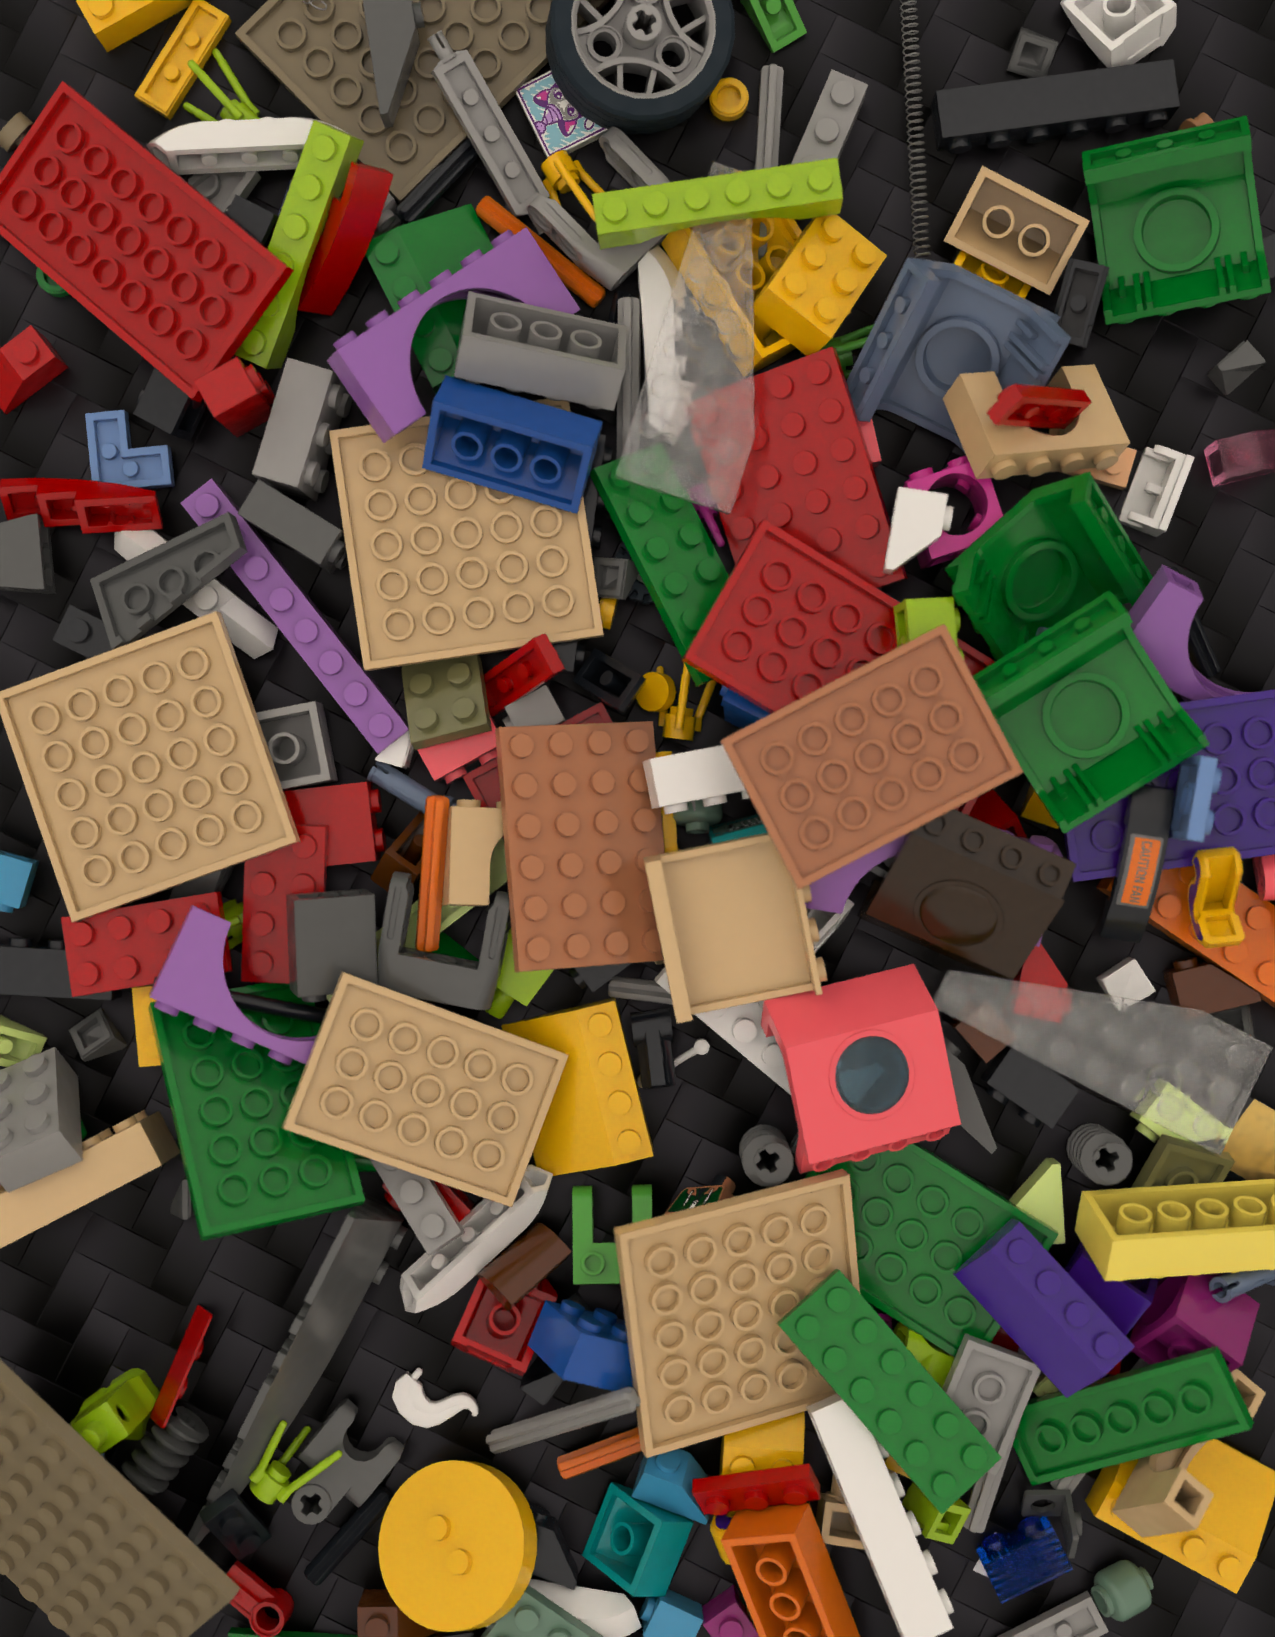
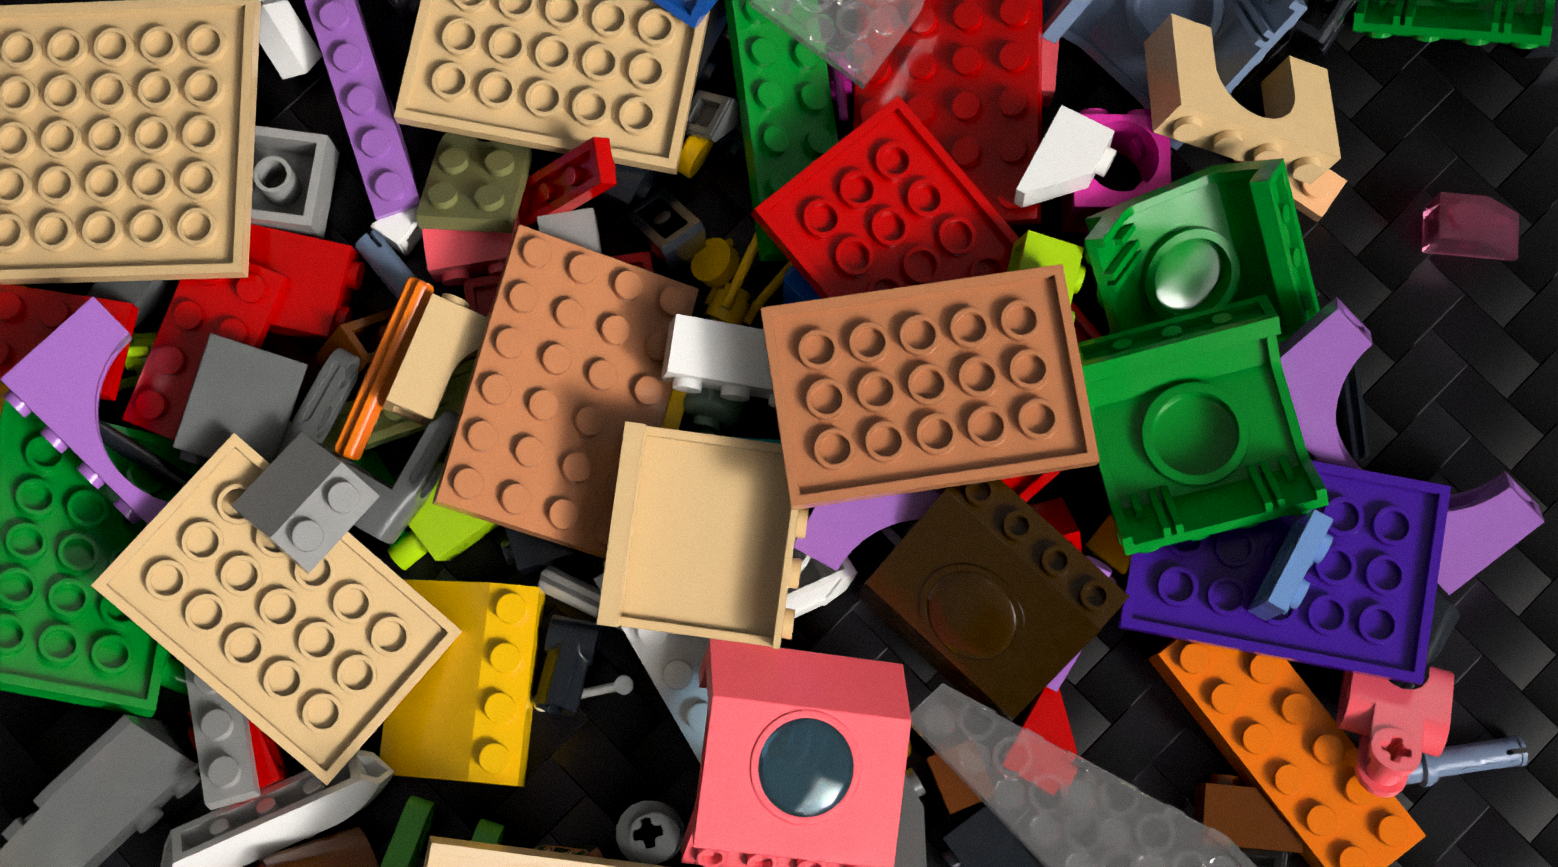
camera: 20 degrees right, 10 degrees down
(420, 1007) = (305, 501): none -> light grey slope
(1038, 406) = (1248, 73): red plate -> none
(1126, 980) = (1151, 776): white slope -> none
(1138, 864) = (1203, 631): black slope -> none
(1155, 490) = (1354, 230): white hinge -> none
(1214, 895) = (1283, 696): yellow animal -> none
(1235, 367) = (1486, 128): dark grey slope -> none

